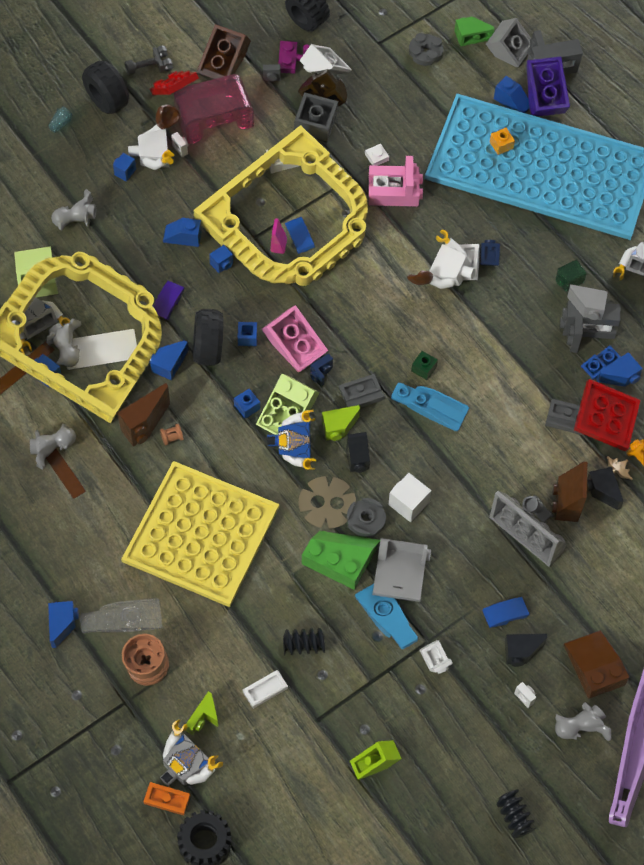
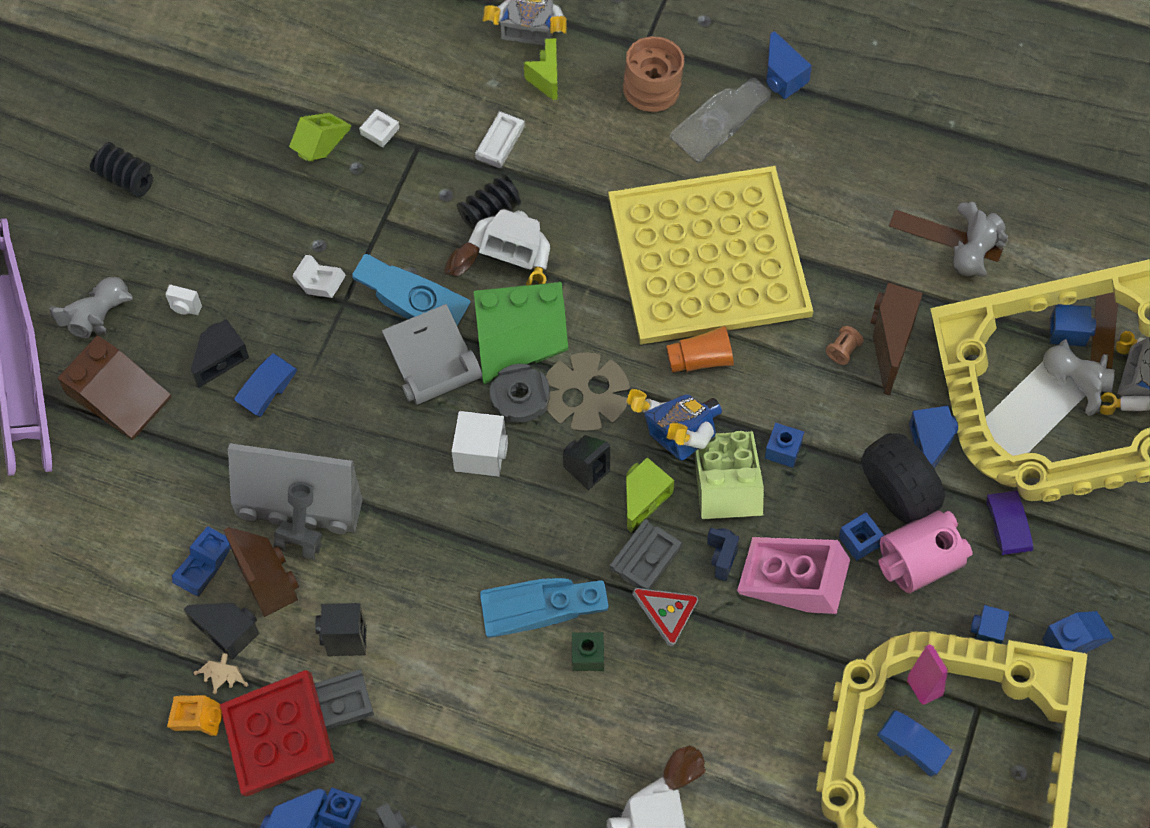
camera: 150 degrees right, 0 degrees up
(228, 300) = (923, 551): none -> bright pink cylinder
(251, 476) = (701, 351): none -> orange plant
(313, 608) = (508, 238): none -> white torso
(335, 742) = (379, 128): none -> white plate
(371, 358) = (666, 611): none -> piece
(545, 440) = (342, 629): none -> black brick
(597, 533) = (203, 562): none -> blue slope

